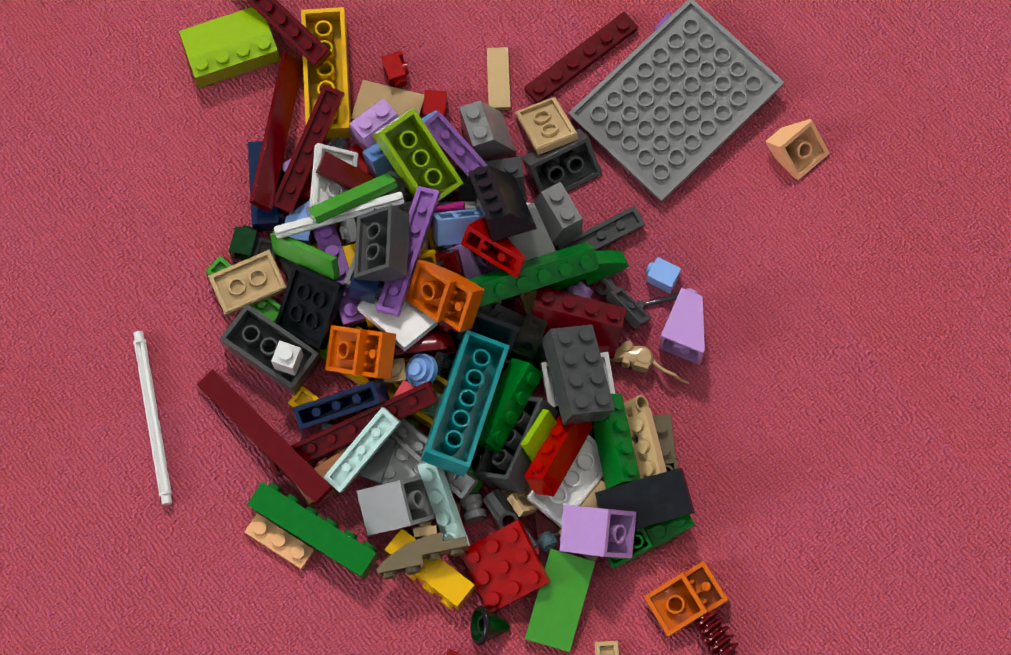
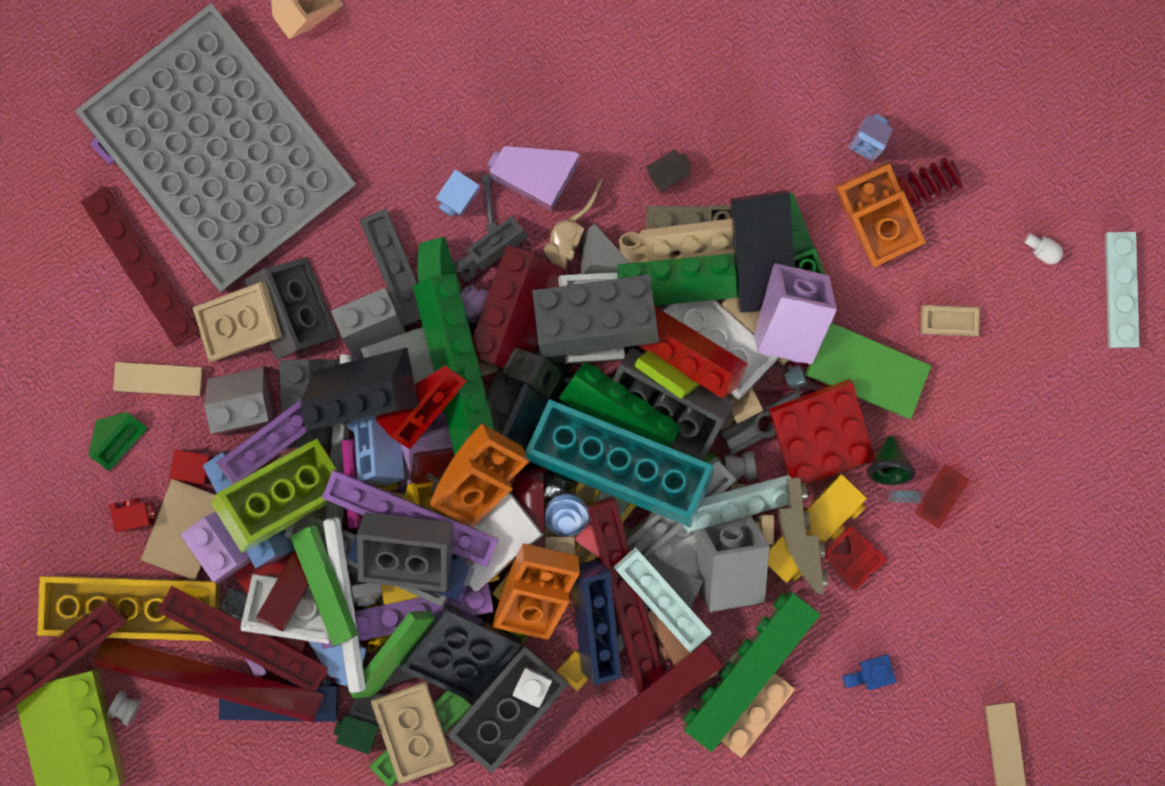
camera: 90 degrees left, 15 degrees up
(252, 79) = (124, 708): none -> light grey wheel
(319, 630) = (874, 673): none -> blue plate
(407, 611) = (859, 563): none -> red piece
(450, 52) = (113, 438): none -> green slope
(461, 639) = (904, 496): none -> clear light blue tile
(629, 383) = (599, 253): none -> light grey slope
(700, 430) = (669, 170): none -> clear smoke brick
(748, 582) = (871, 137): none -> light blue slope

